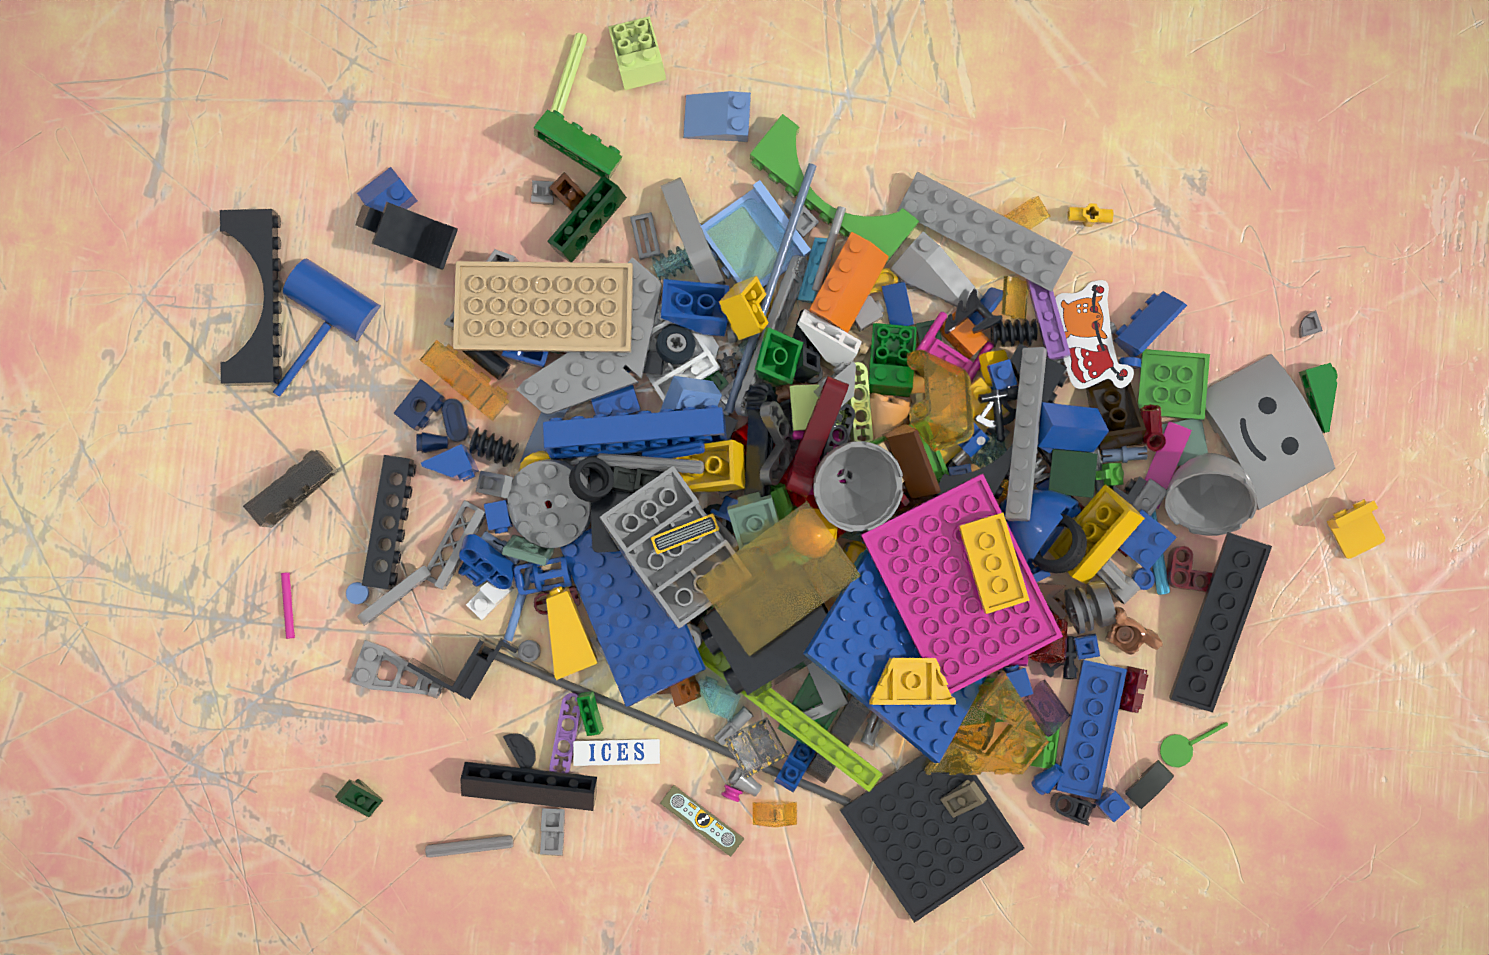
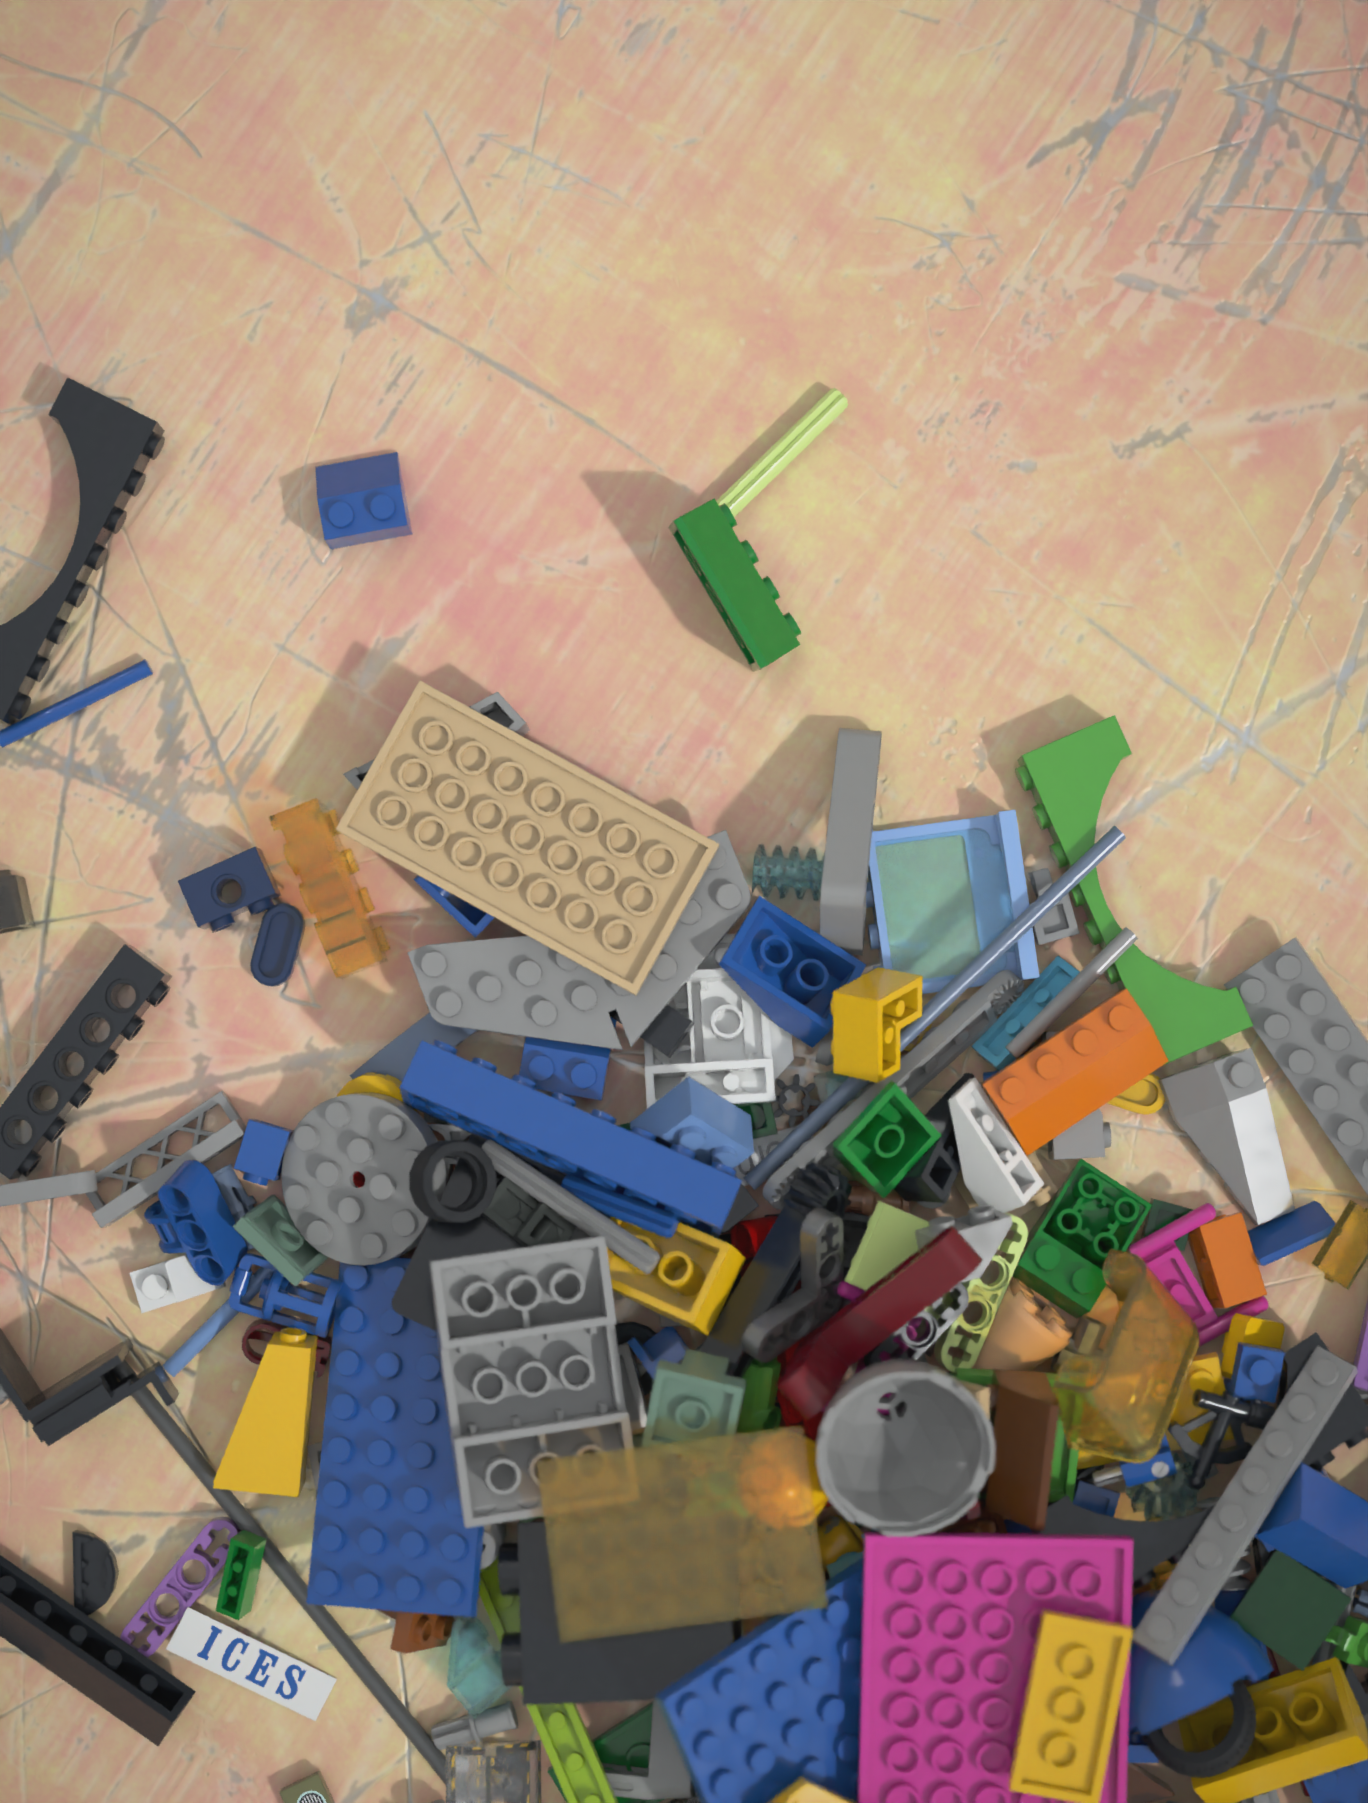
camera: 30 degrees right, 0 degrees up
(330, 298) = (176, 625): blue brick -> none
(409, 233) = (366, 590): black piece -> none
(430, 442) = (215, 962): dark blue cone -> none
(453, 463) = (233, 1024): blue slope -> none
(490, 362) = (390, 881): black piece -> none
(493, 448) = (316, 1029): black piece -> none
(494, 484) = (286, 1093): light grey slope -> none
(529, 651) = (195, 1408): flat silver tile -> none
(541, 193) = (632, 632): light grey tile -> none
(552, 832) = (70, 1742): light grey slope -> none
(567, 191) = (677, 664): reddish brown slope -> none
(587, 219) = (683, 720): dark green brick -> none
(637, 53) = (920, 477): yellowish green slope -> none
(649, 254) = (759, 833): flat silver tile -> none
(684, 533) = (562, 1364): sticker -> none
(686, 343) = (740, 1026): black bush -> none
(717, 116) = (1000, 659): medium blue slope -> none
(897, 304) = (1140, 1148): blue slope -> none
(973, 305) = (1268, 1222): black piece -> none
(1015, 332) = (1316, 1303): black piece -> none

